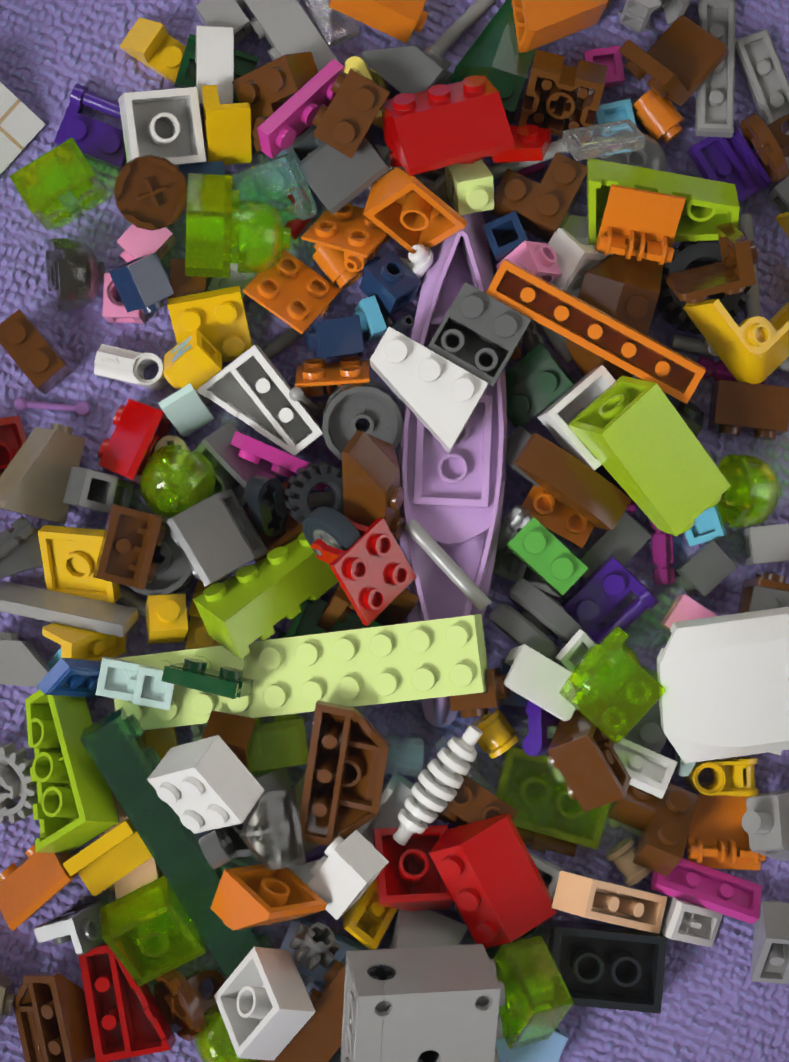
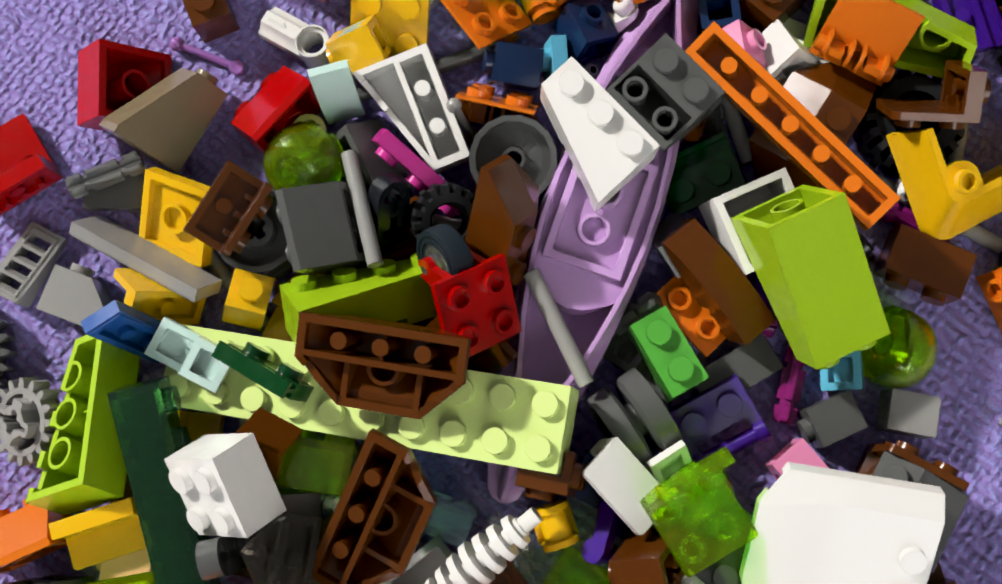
camera: 20 degrees right, 5 degrees down
(96, 490) = (215, 143): dark grey brick -> none
(243, 510) = (362, 209): none -> light grey bar
(308, 642) = (382, 362): none -> reddish brown wedge

